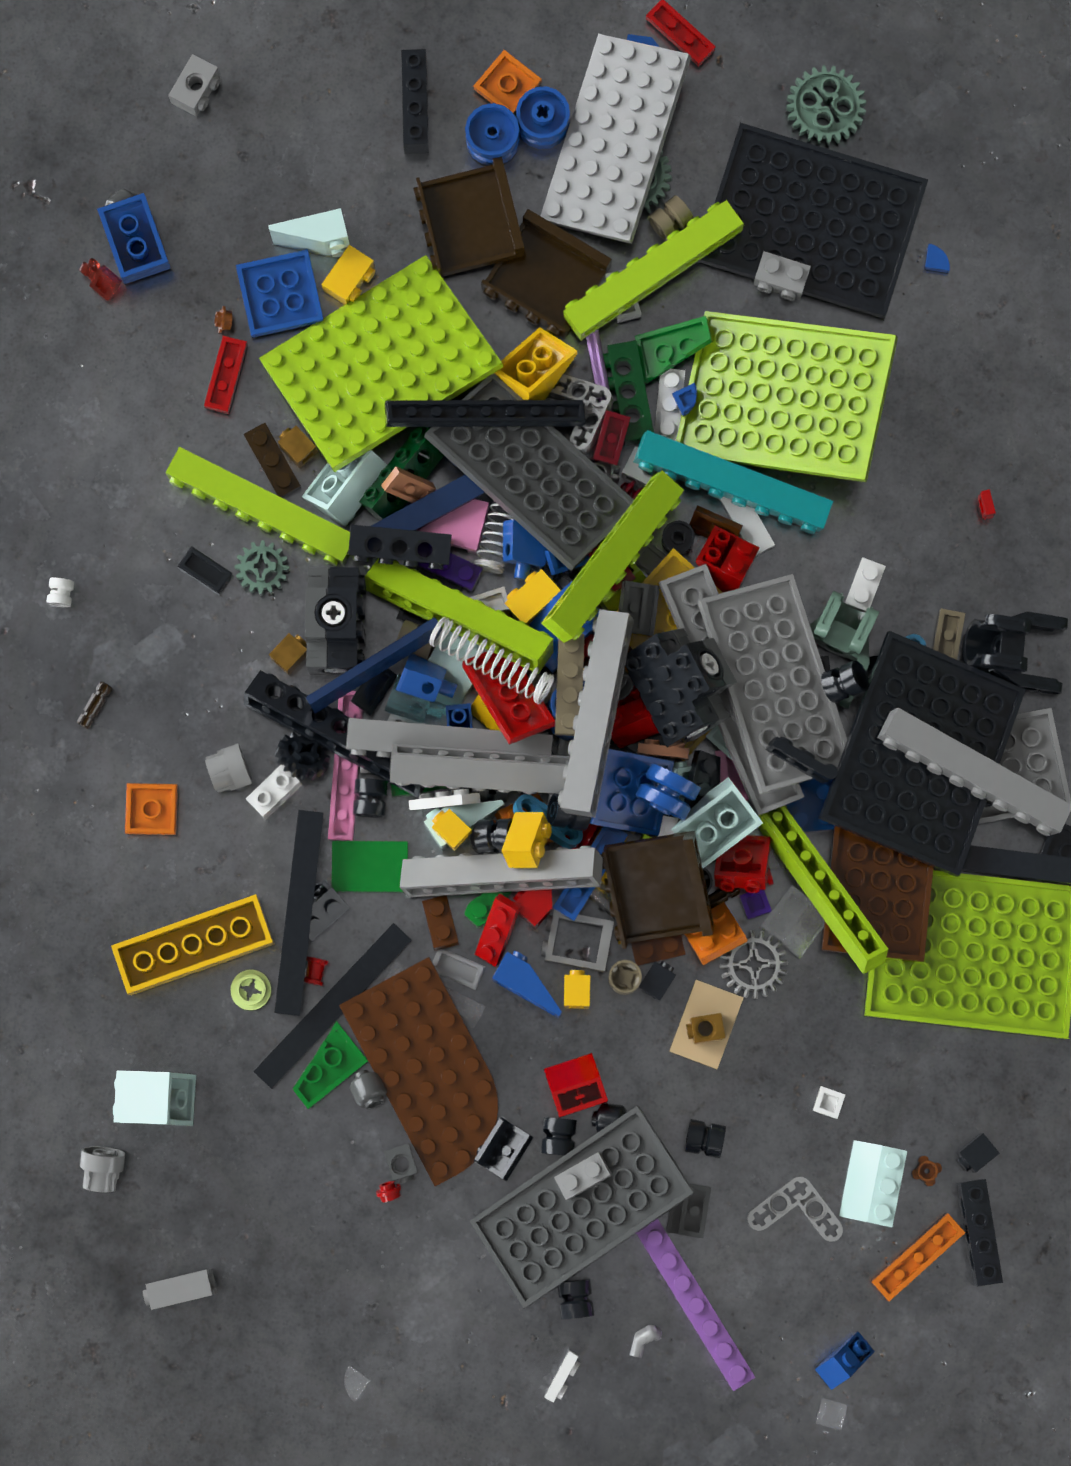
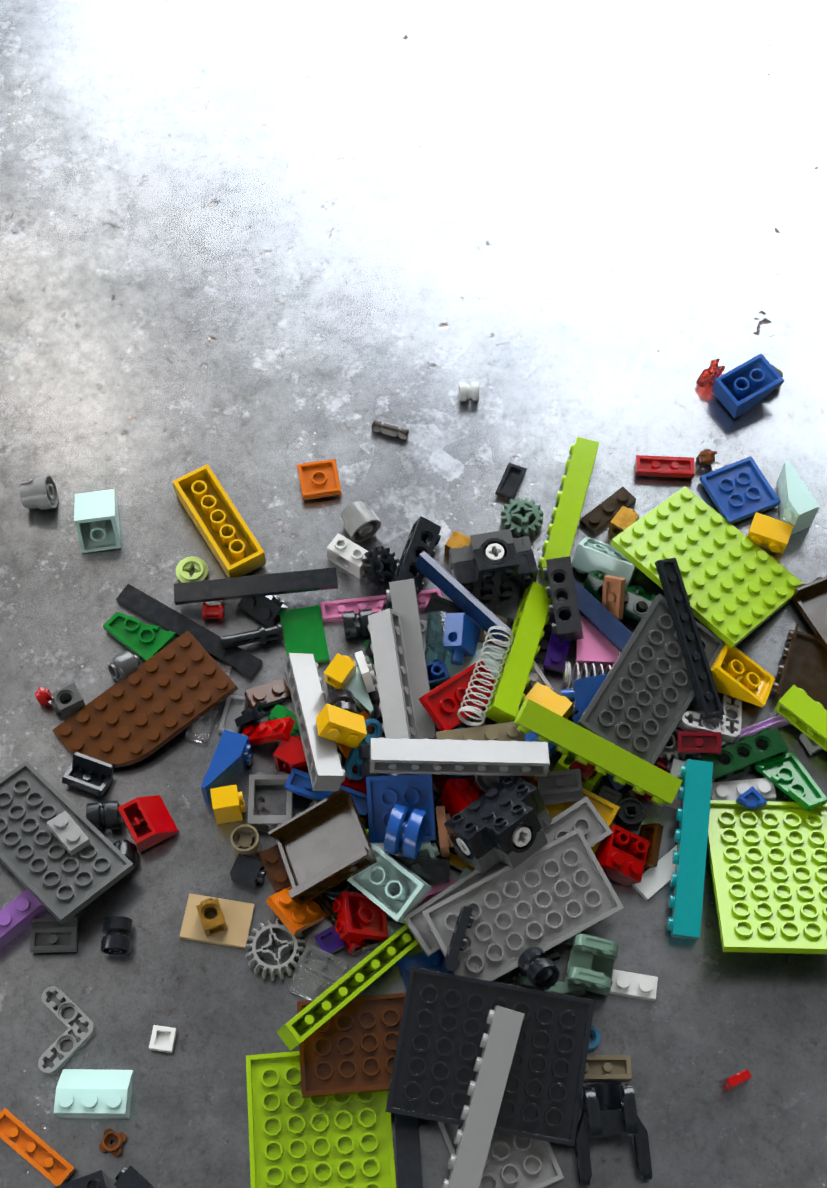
camera: 75 degrees right, 20 degrees down
(360, 917) = (260, 635): none -> black pin
(469, 947) = (250, 716): none -> black plate

